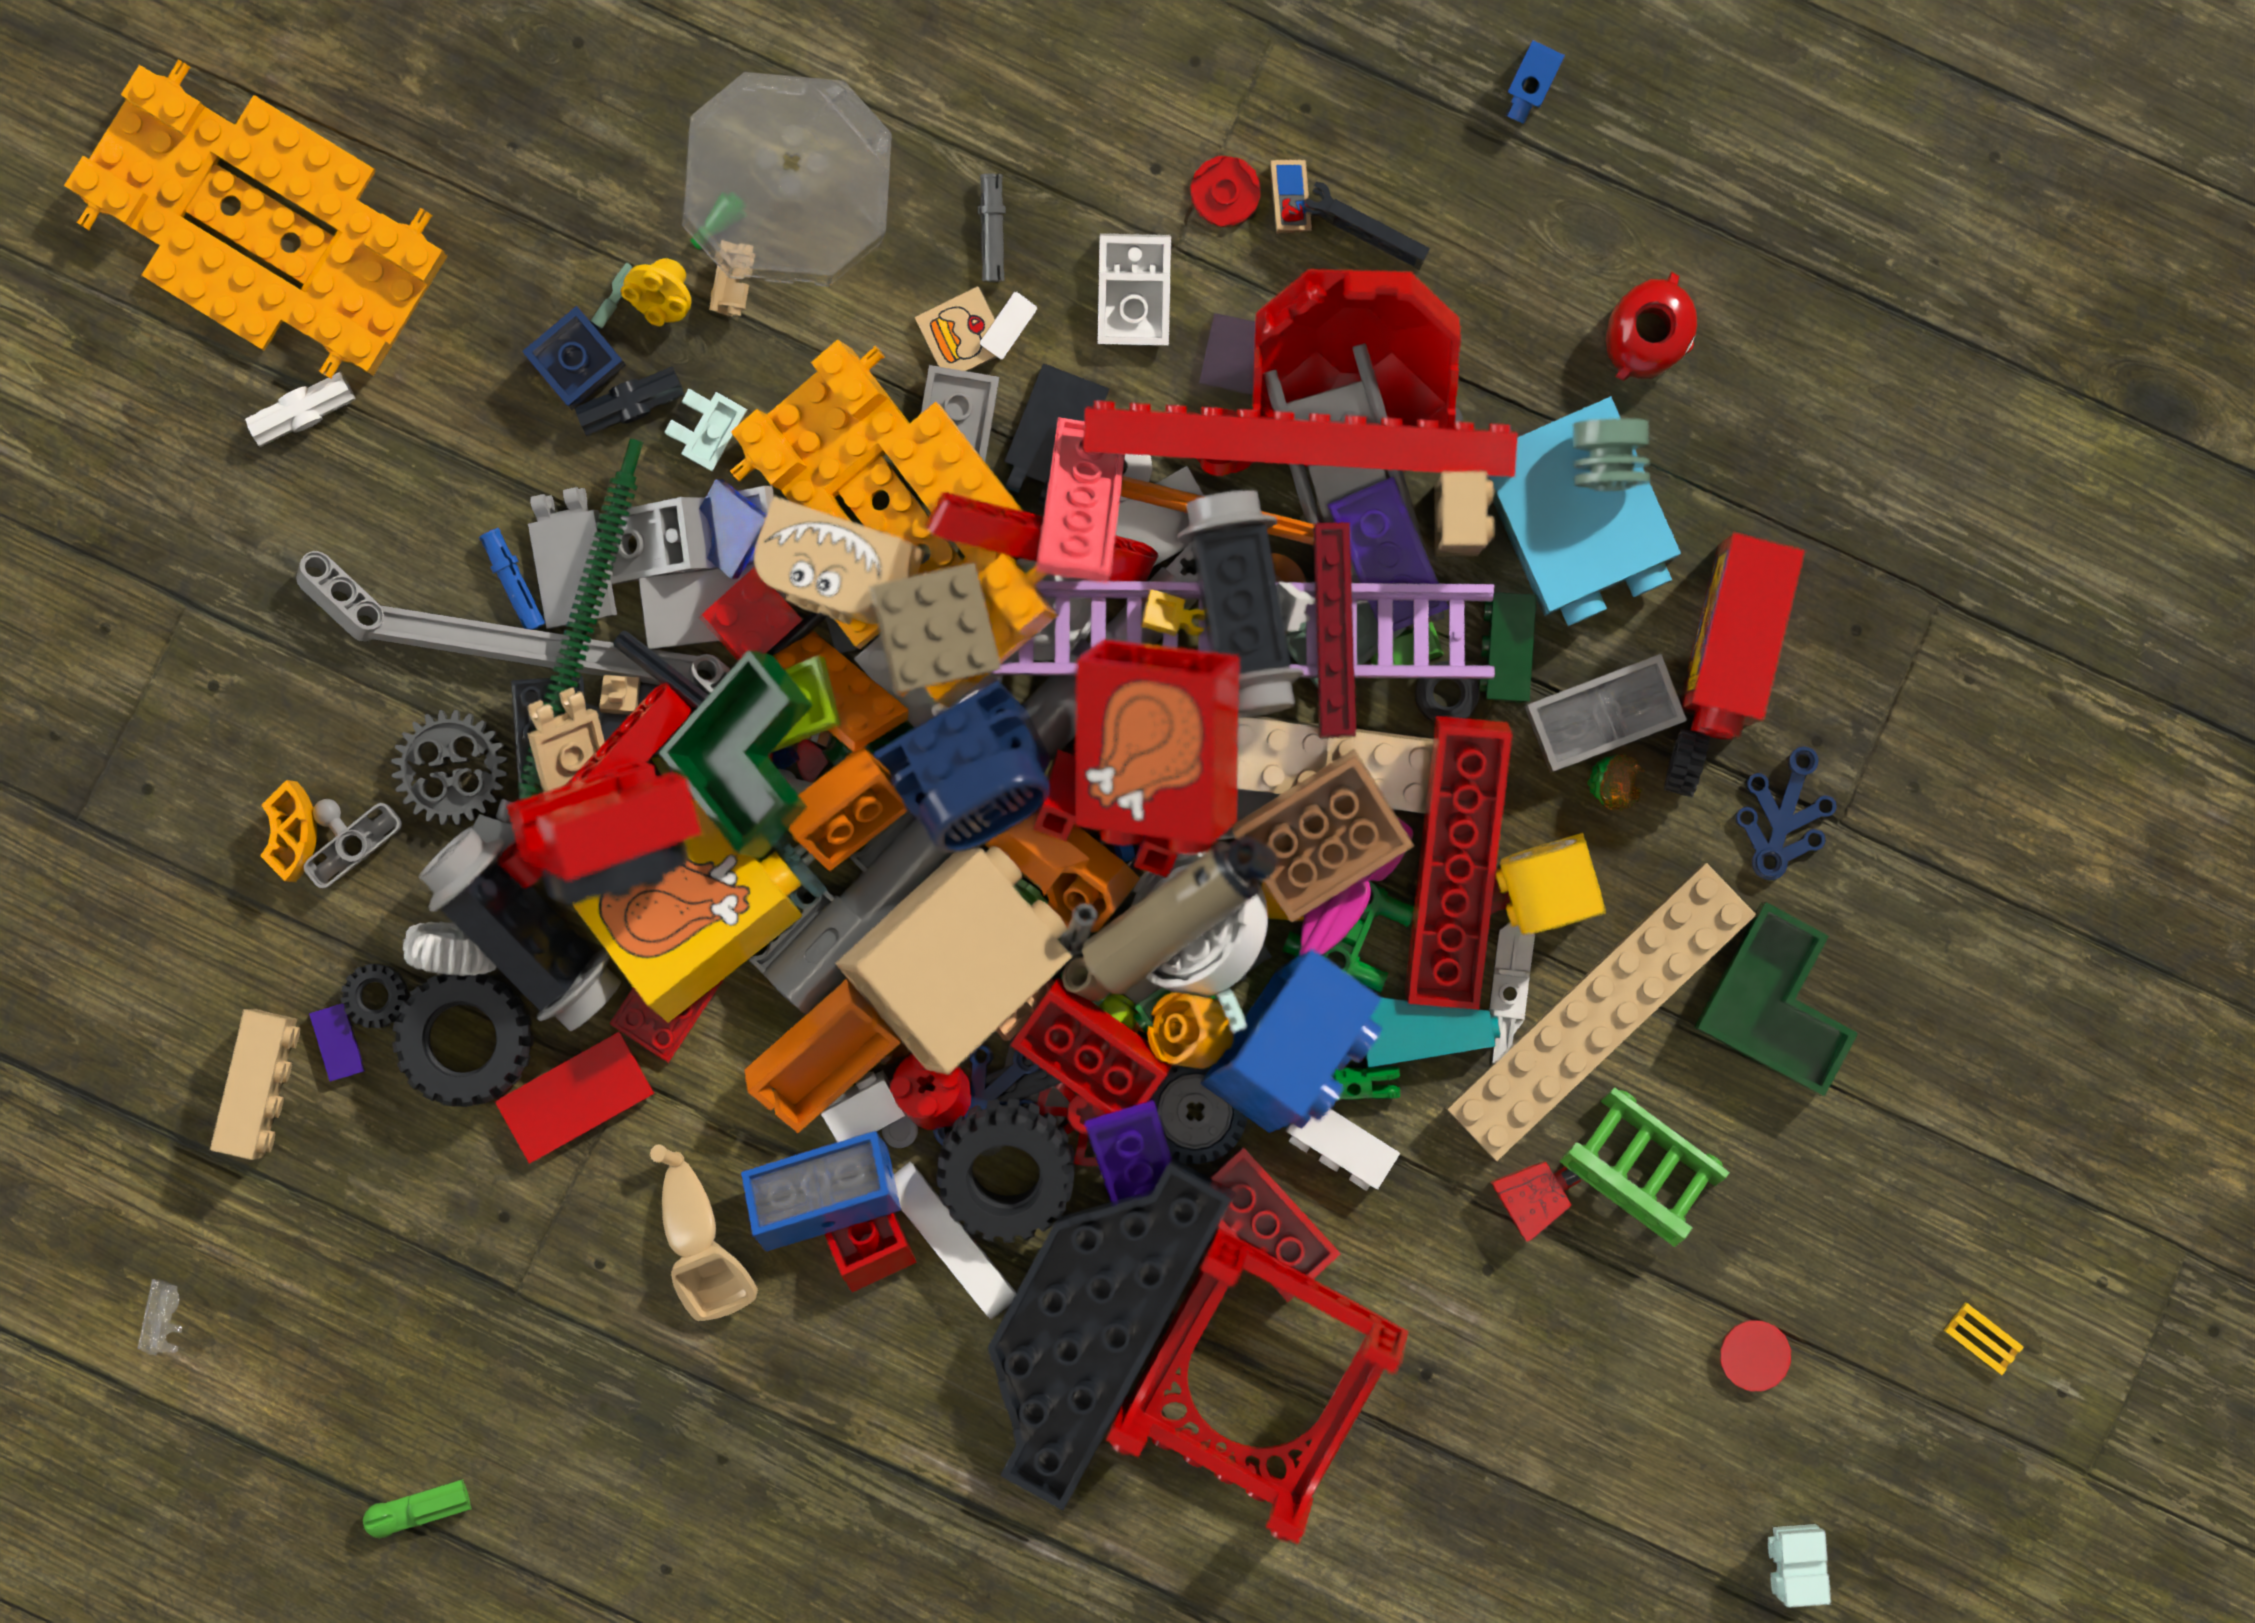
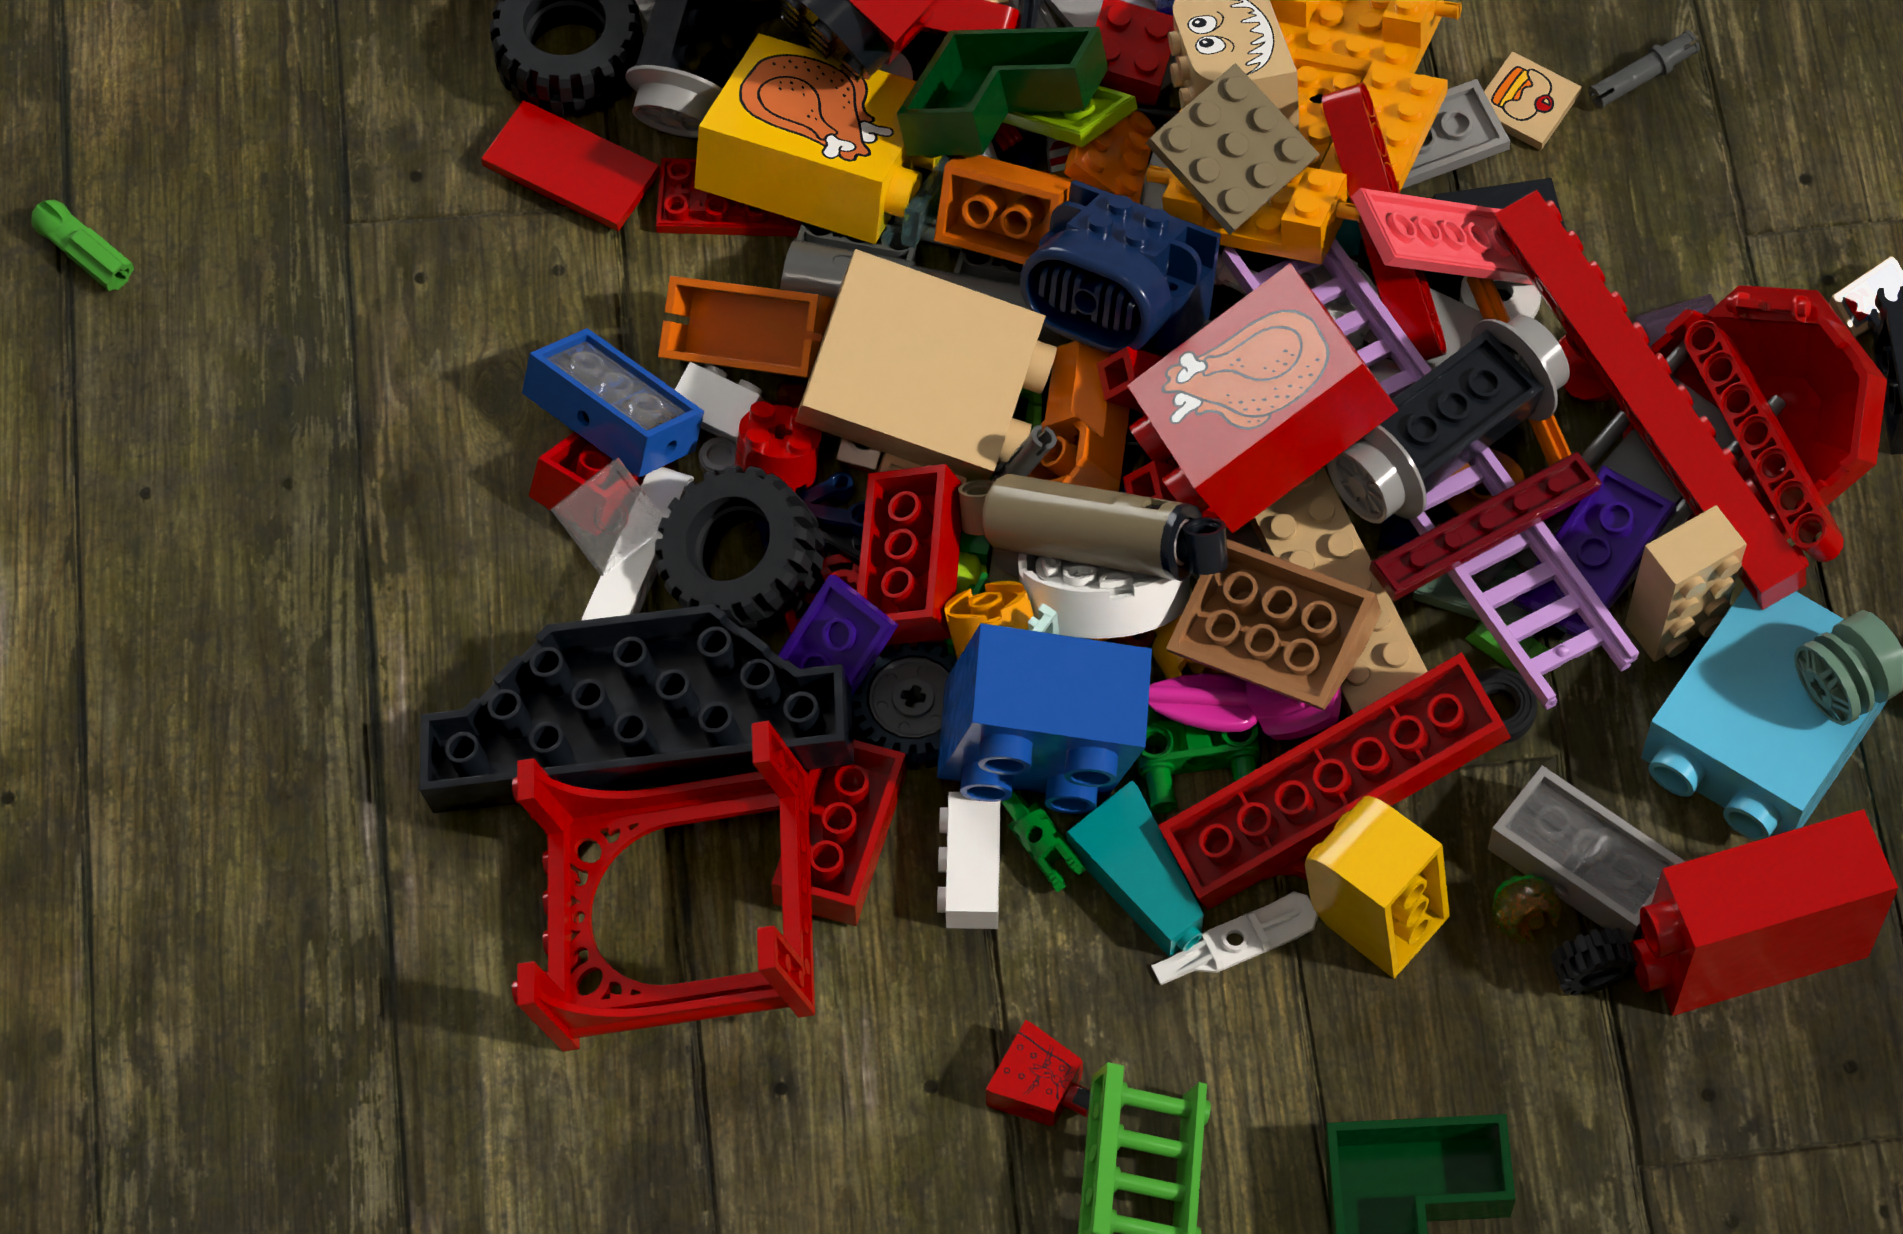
camera: 60 degrees right, 25 degrees down
(706, 1275) = (467, 357): tan piece -> none
(923, 1251) = (609, 516): none -> clear tile
(1008, 325) = (1564, 131): white sticker -> none
(1134, 289) = (1681, 212): white slope -> none
(1166, 614) = (1391, 366): yellow plate -> none
(1225, 191) = (1832, 244): red tile -> none
(1293, 606) = (1480, 471): white tile -> none
(1410, 382) = (1774, 451): none -> red beam
(1509, 646) = (1587, 731): dark green brick -> none
(1600, 1011) = (1274, 1029): tan brick -> none
(1783, 819) = (1605, 1104): dark blue plant -> none

